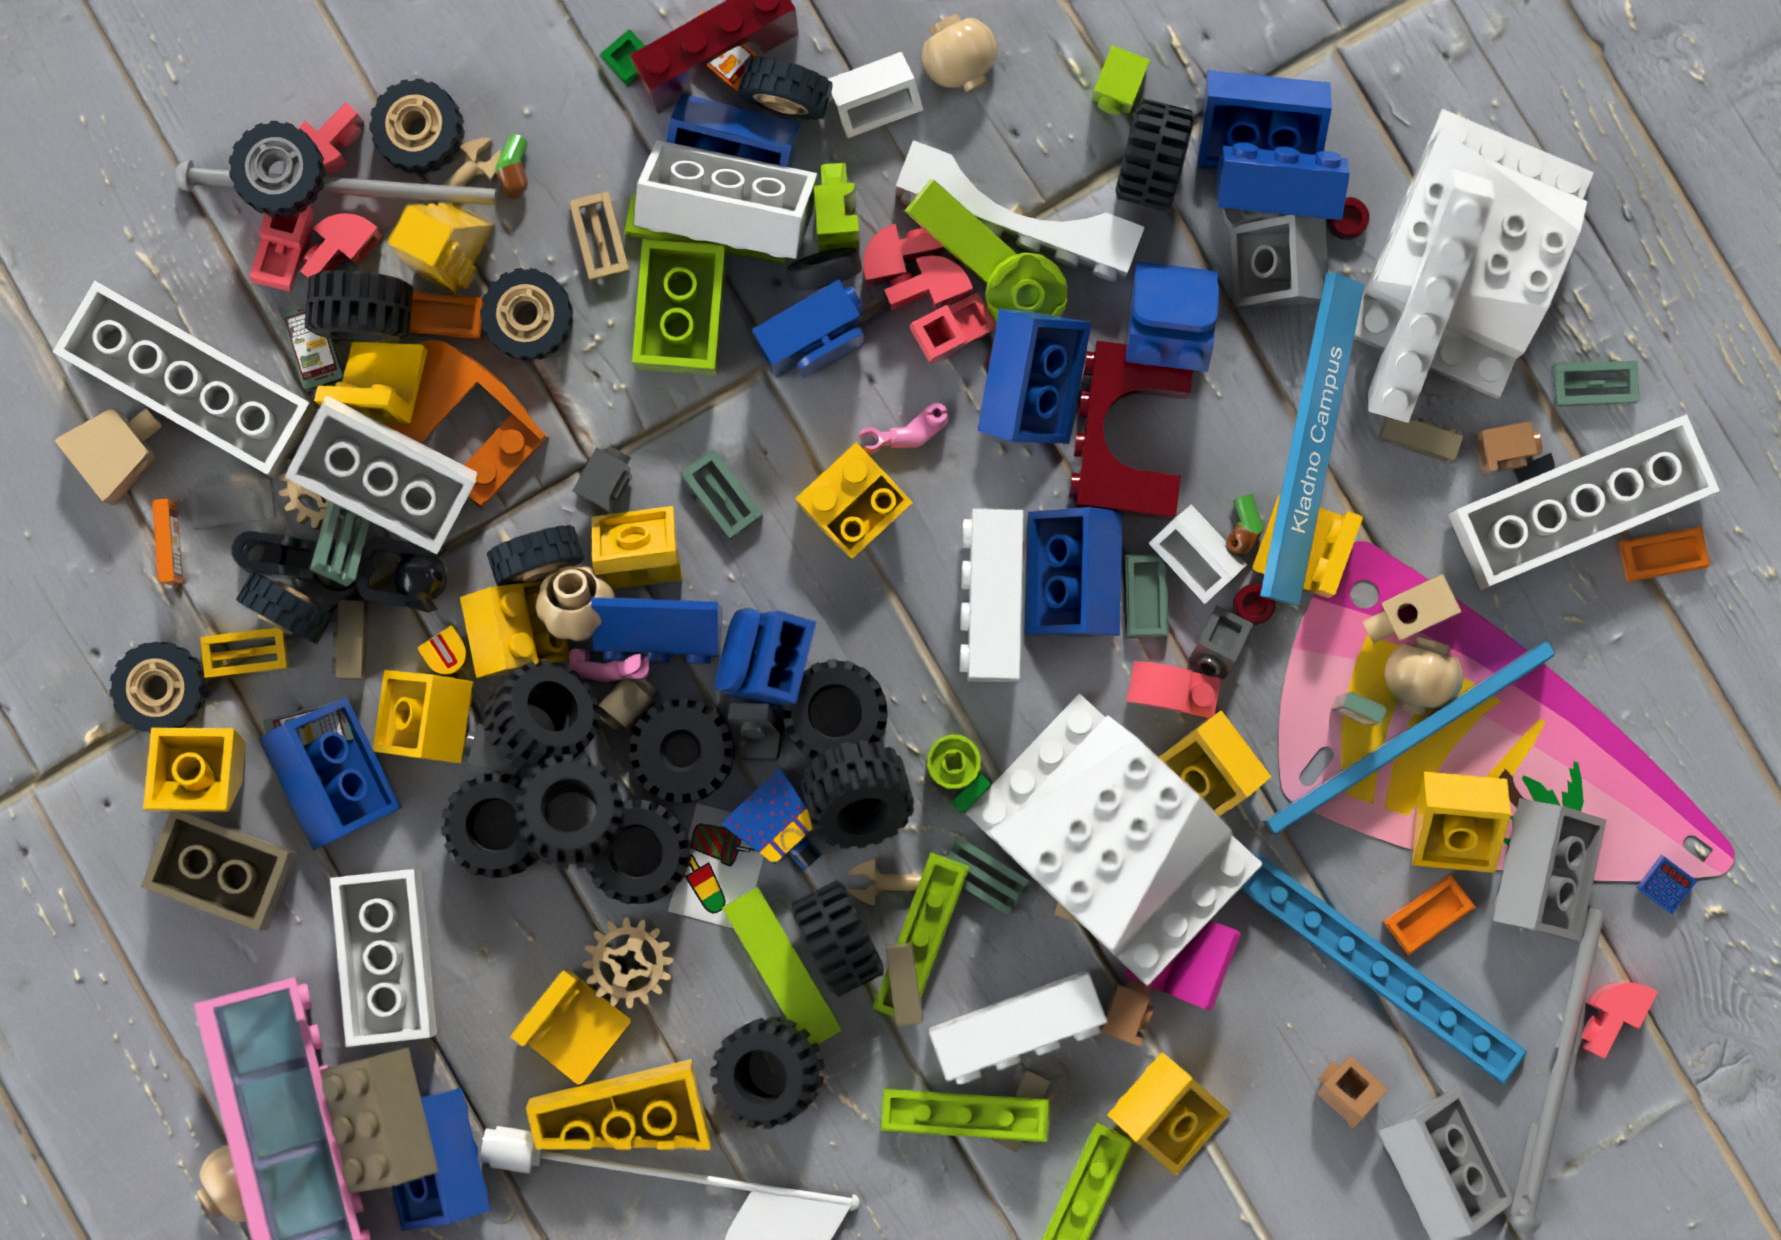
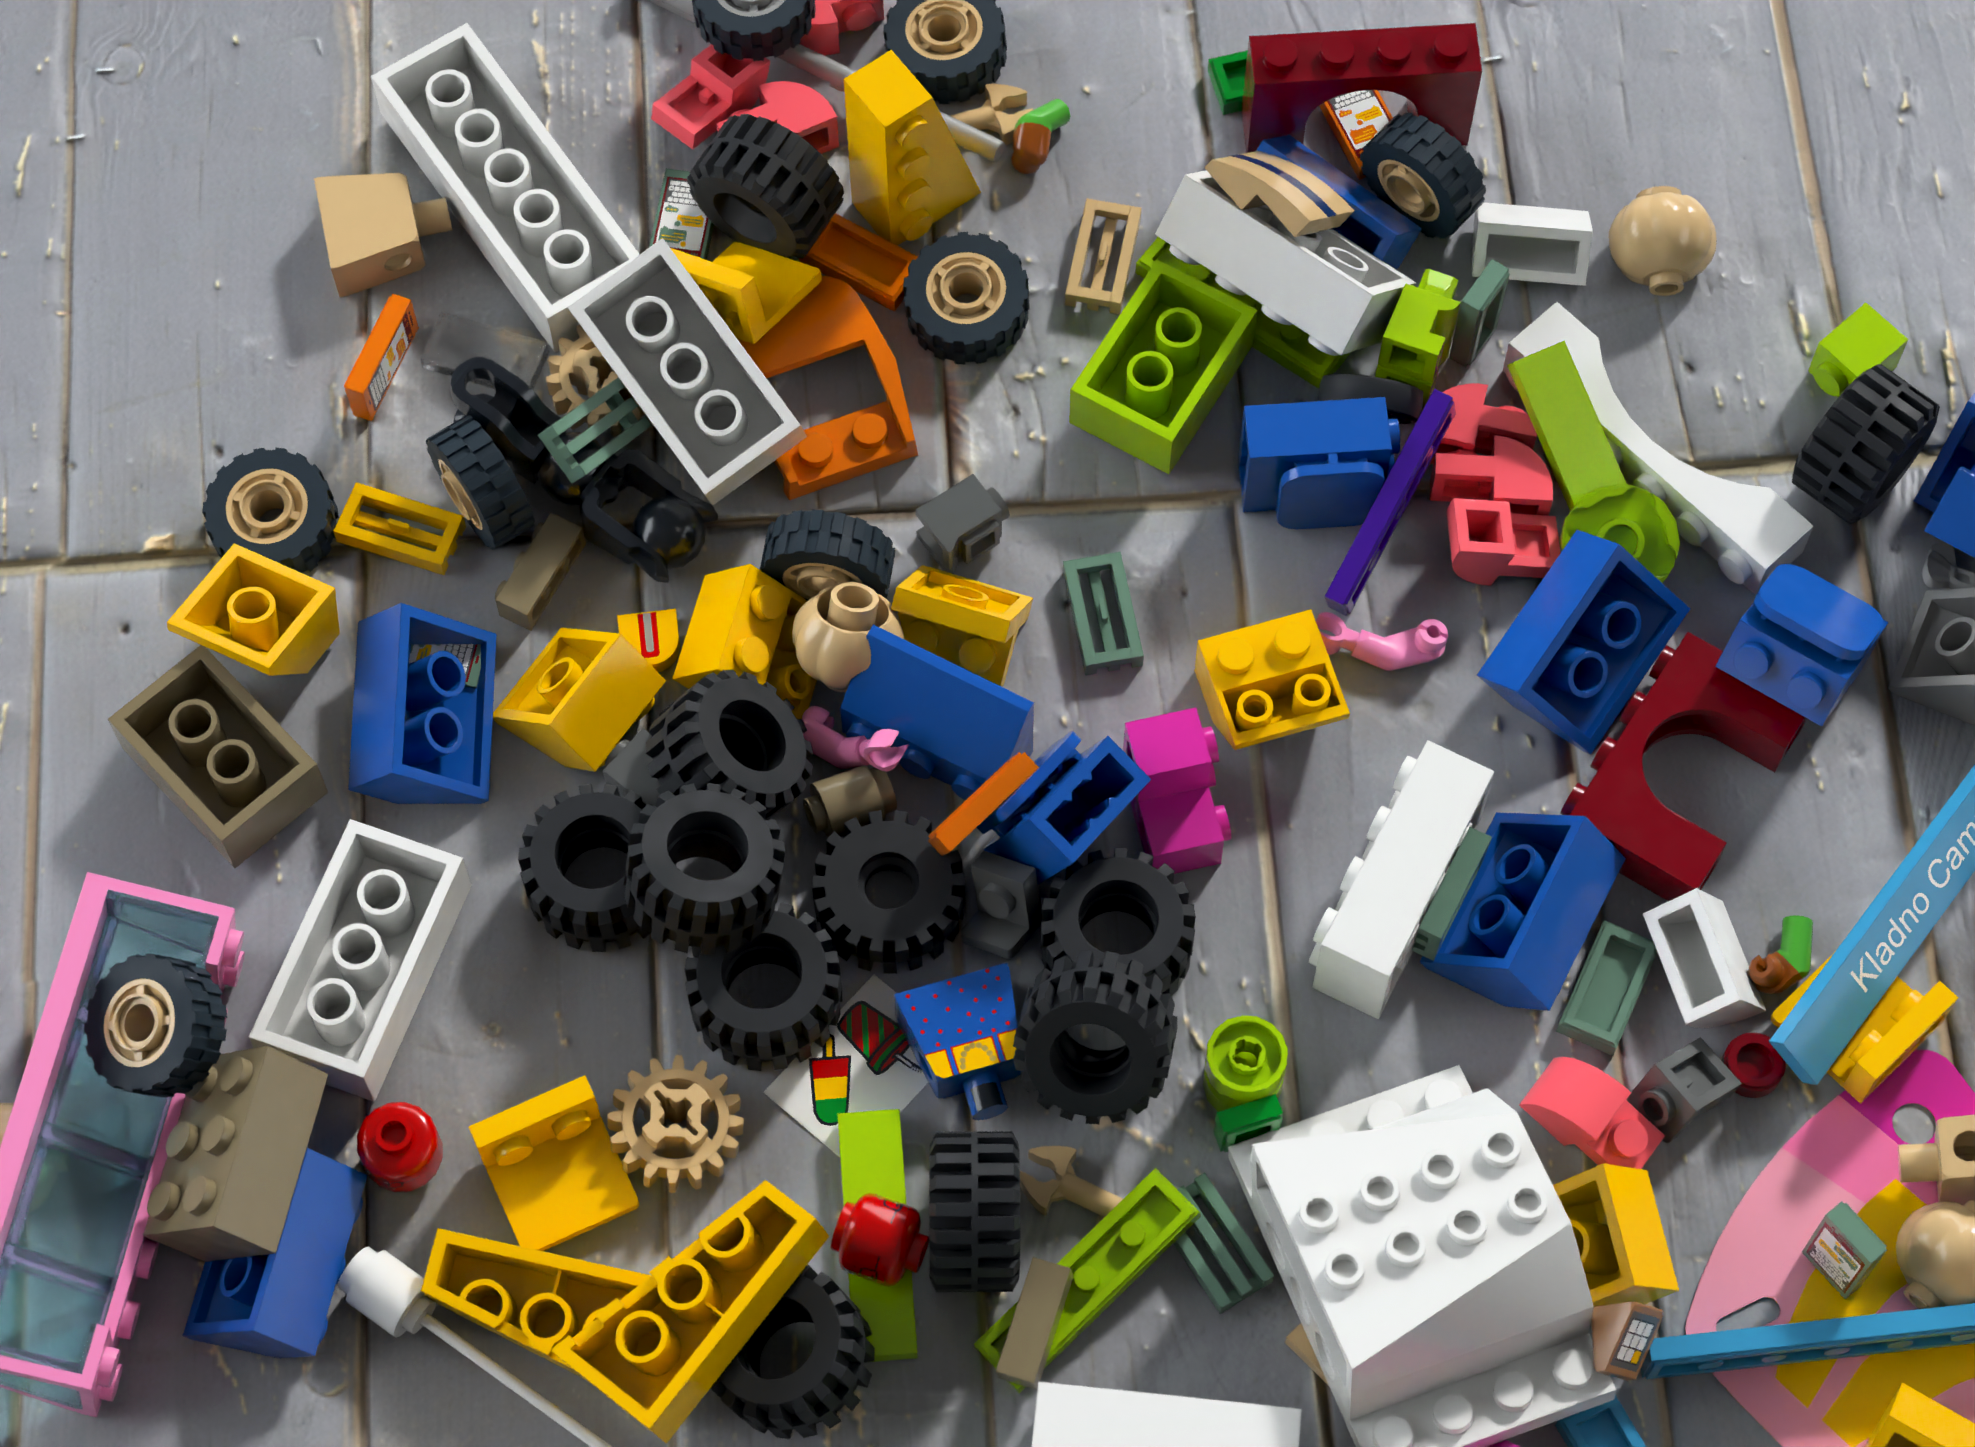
camera: 25 degrees right, 20 degrees down
(288, 1073) = (155, 1025): none -> black wheel
(470, 1060) = (399, 1147): none -> red head
(701, 156) = (1288, 190): none -> tan slope
(705, 1105) = (695, 1311): none -> yellow wedge
(716, 680) = (982, 803): none -> orange tile
(788, 979) = (879, 1239): none -> red head
(822, 597) = (1176, 806): none -> dark pink brick
(867, 173) = (1479, 313): none -> sand green tile
(872, 340) = (1391, 503): none -> dark purple tile
(1029, 589) = (1451, 893): none -> sand green tile
(1253, 831) = (1623, 1337): none -> medium nougat slope

